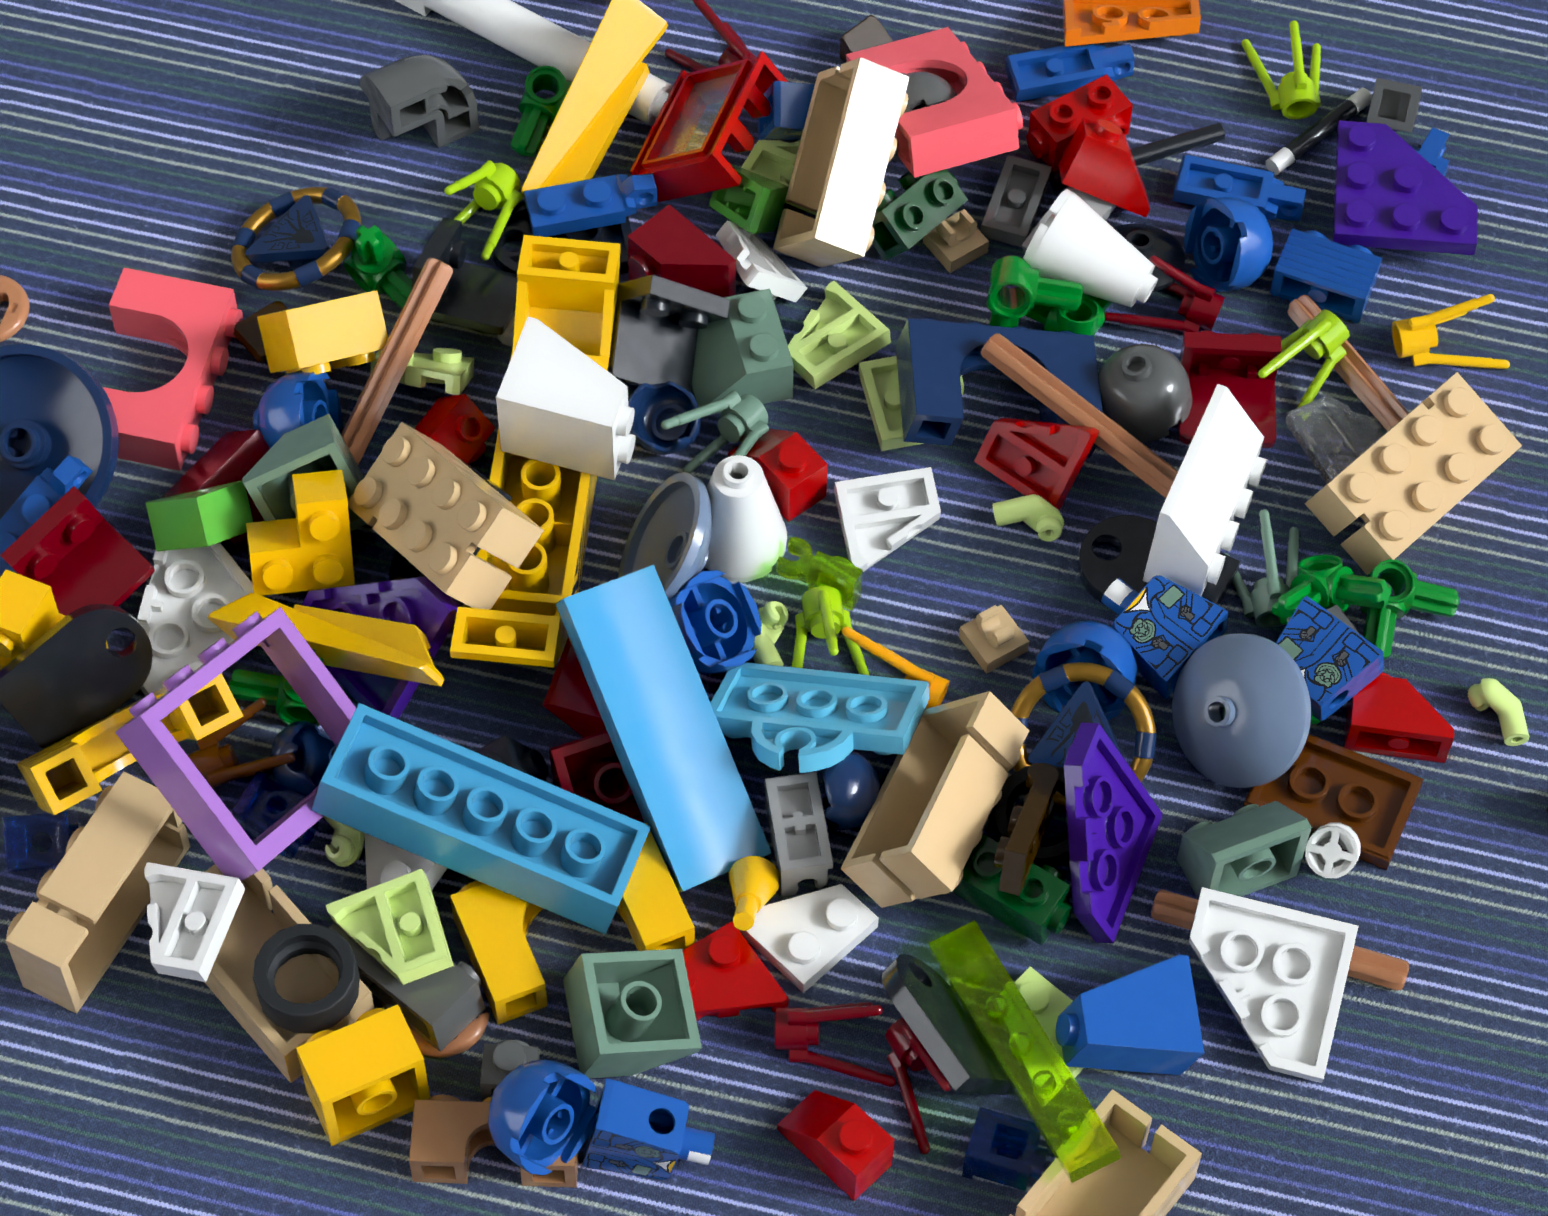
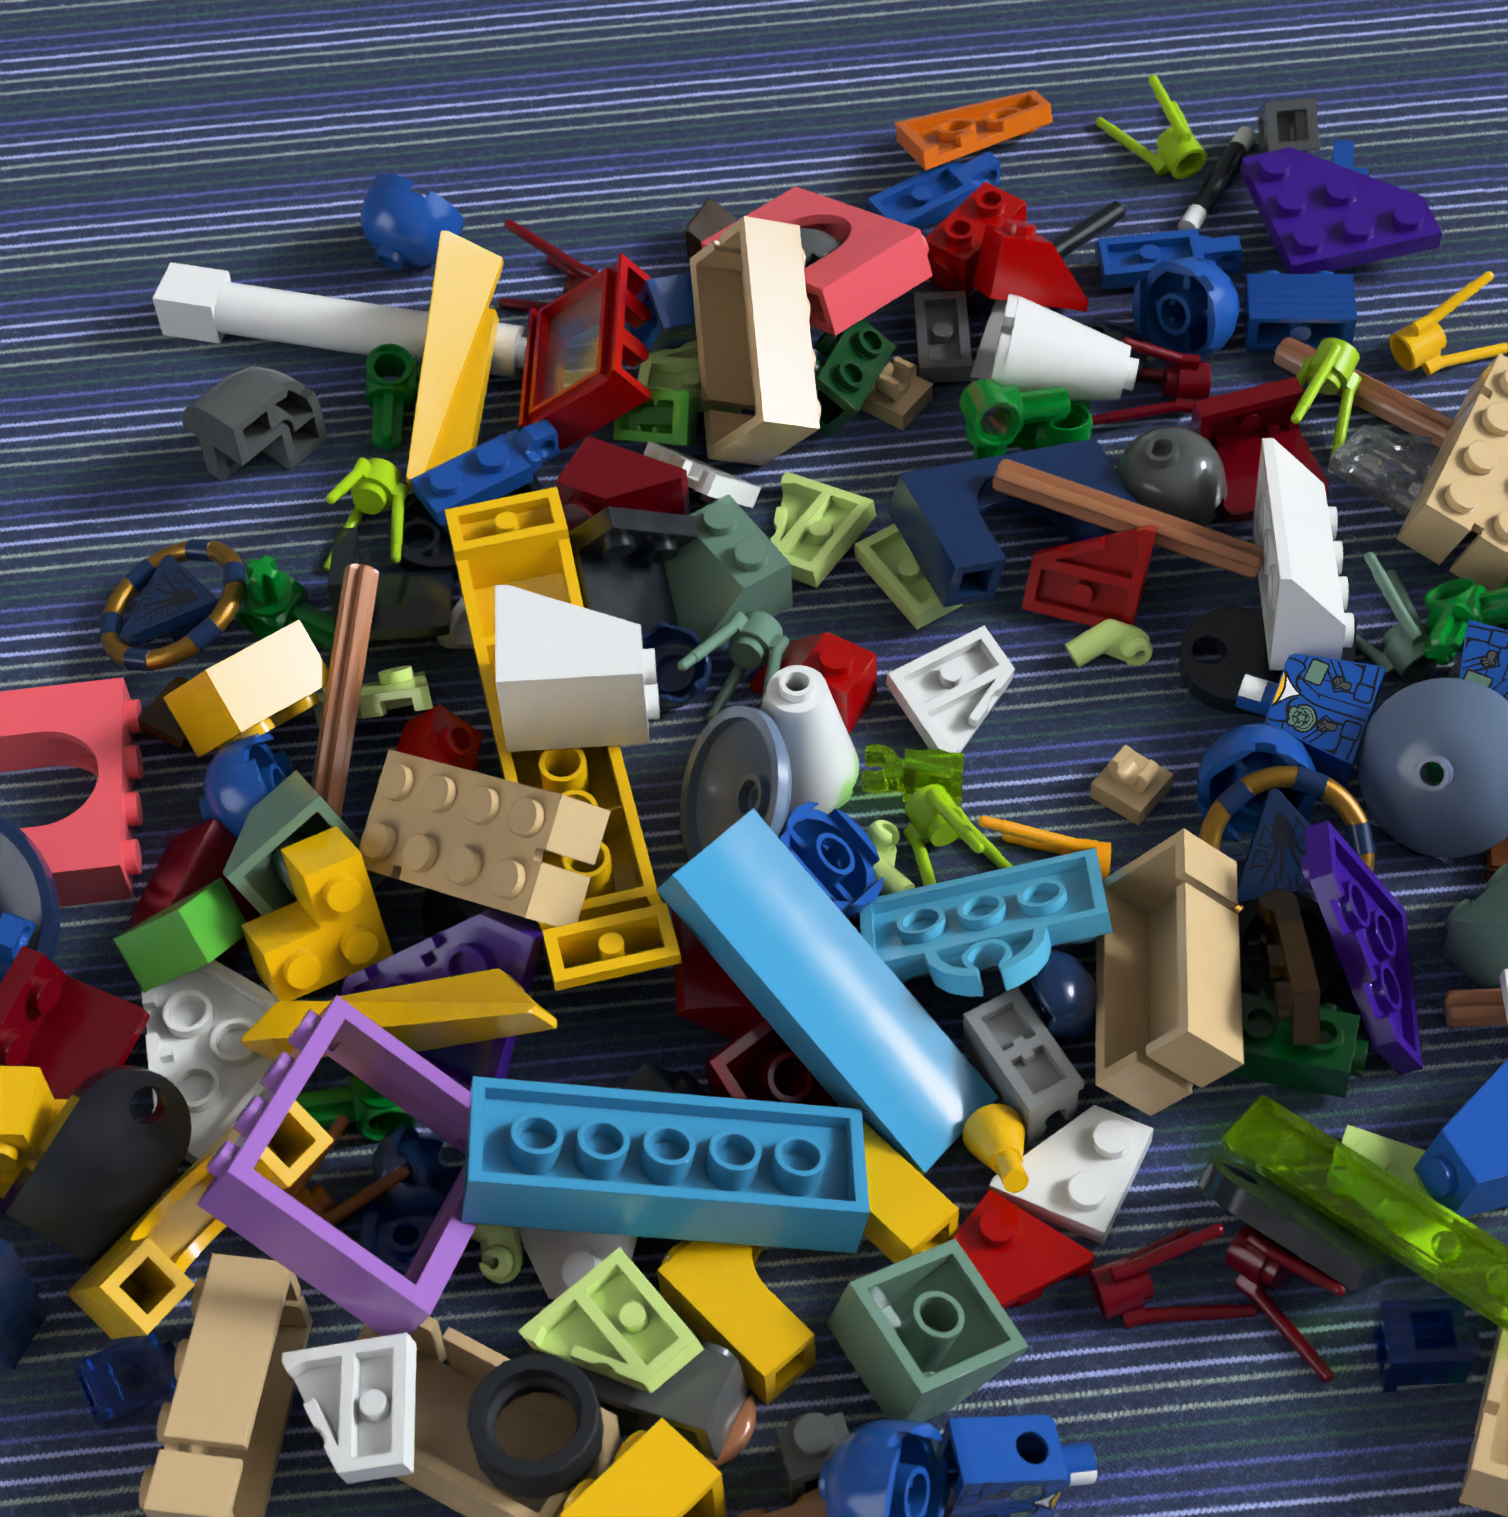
camera: 15 degrees left, 5 degrees down
(839, 1141) = (1229, 1398): red slope -> none

